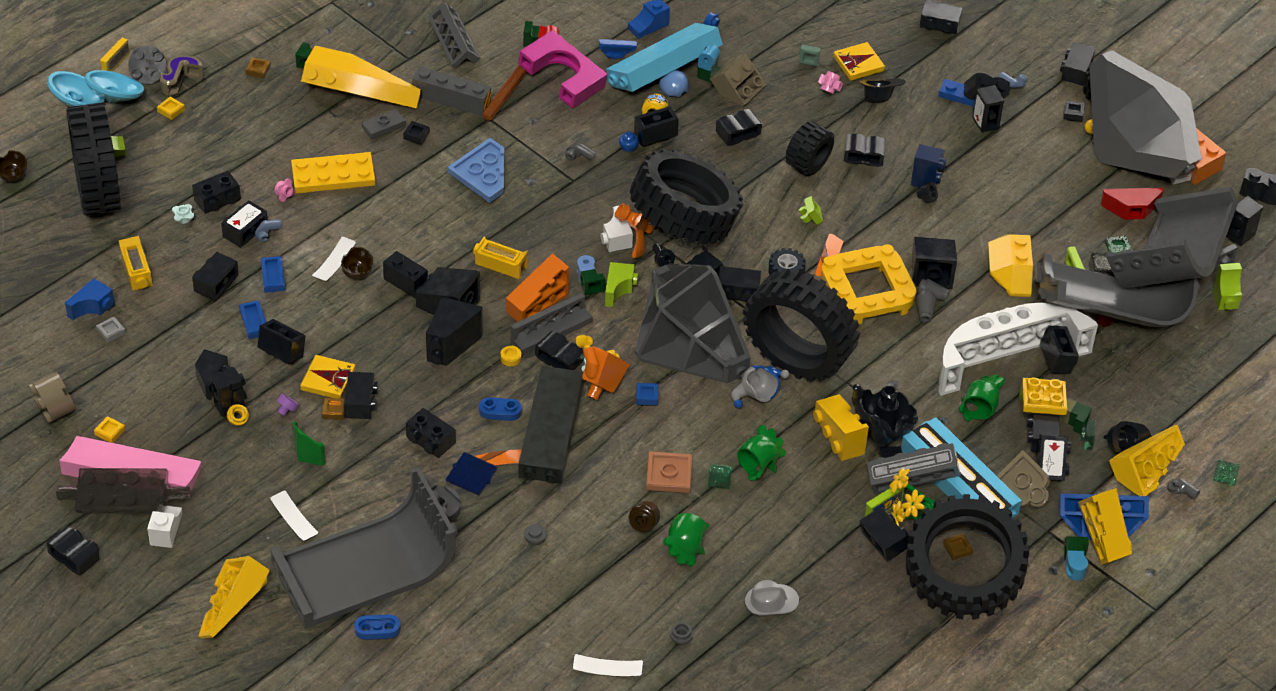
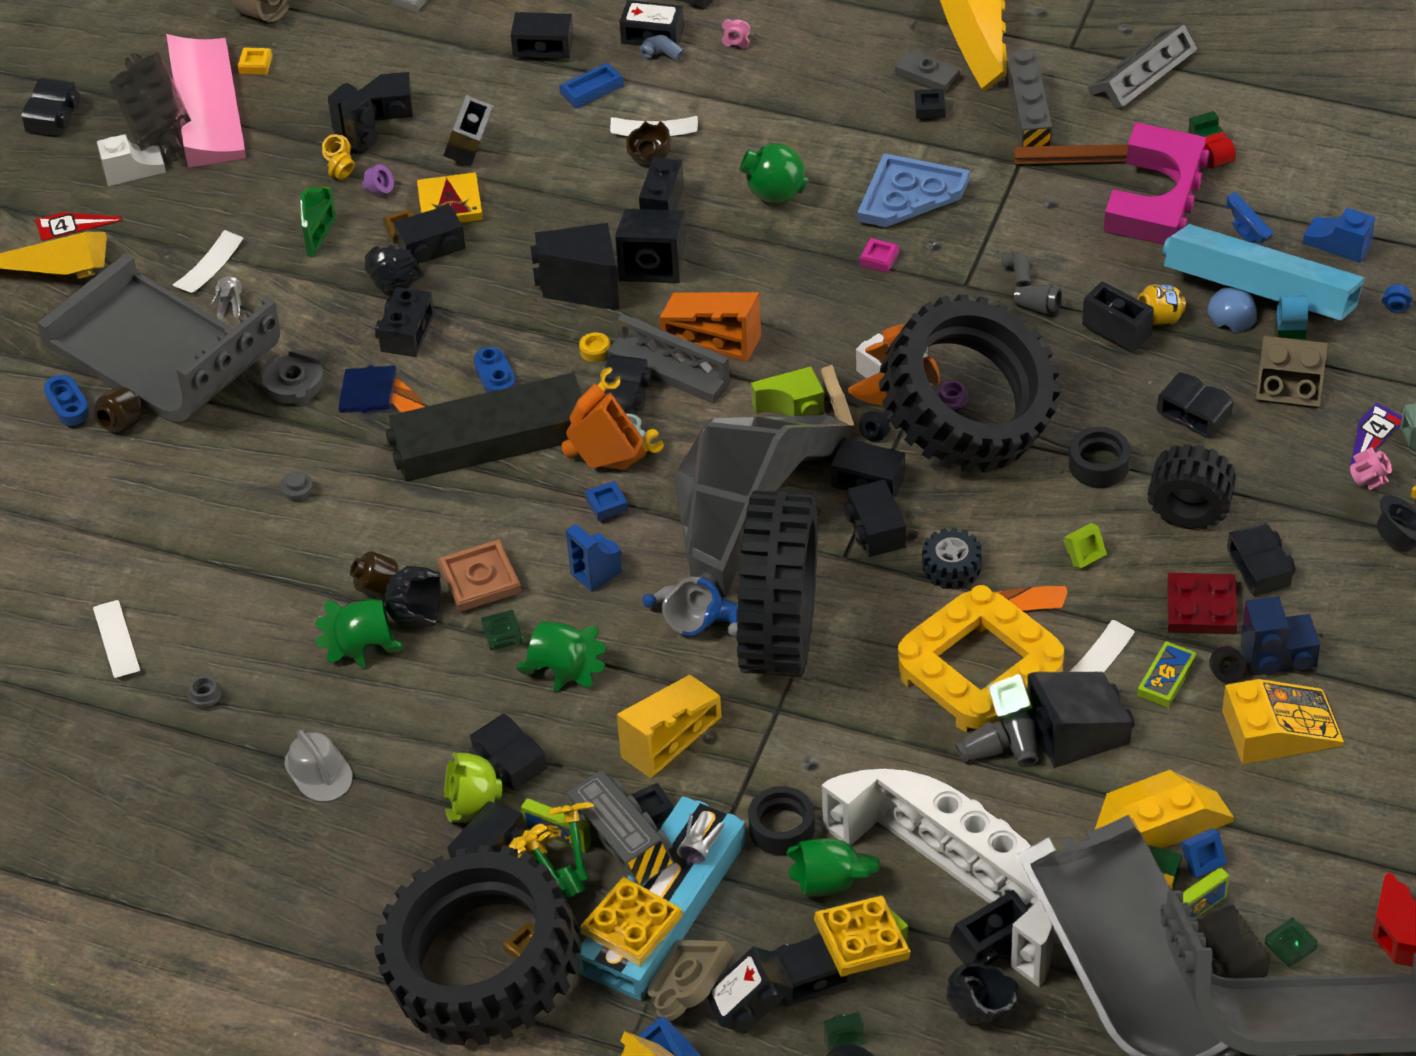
camera: 70 degrees right, 0 degrees up
(193, 582) = (68, 223): none -> sticker
(252, 318) = (509, 99): blue tile -> none
(258, 417) = (340, 166): none -> yellow plate
(333, 172) = (805, 64): yellow plate -> none
(337, 512) = (228, 291): none -> flat silver piece
(384, 422) = (392, 268): none -> black hair
(408, 600) = (118, 409): none -> dark brown head
(435, 216) = (774, 172): none -> green brick
(500, 258) = (757, 261): yellow window -> none
(524, 205) = (879, 255): none -> dark pink tile
(588, 277) = (786, 357): dark green leg -> none
(612, 153) = (1039, 298): none -> dark grey cone
(628, 141) = (1073, 306): blue plate -> none
(643, 264) = (835, 395): none -> tan tile
(672, 503) = (414, 597): none -> black hair
(695, 414) = (592, 558): none -> blue arch
(751, 168) = (1103, 439): none -> black tyre
(795, 72) = (1375, 428): none -> sticker
(817, 504) = (509, 751): none -> black brick
(839, 530) = (470, 786): none -> lime cylinder
(876, 186) = (1201, 603): none -> dark red plate
(885, 237) = (1105, 648): none -> white sticker
(885, 413) = (703, 755): black piece -> none
(916, 276) = (1010, 697): none -> clear green plate
(918, 219) = (1167, 674): none -> tile
(938, 395) = (776, 799): none -> black tyre
(946, 435) = (694, 848): none -> flat silver piece
(975, 193) = (1278, 720): none -> yellow slope
(984, 482) = (631, 921): none -> yellow tile
(1045, 247) = (1204, 852): none -> blue tile
(1076, 415) = (877, 1000): dark green leg -> none
(1097, 368) = (981, 992): none -> black hair

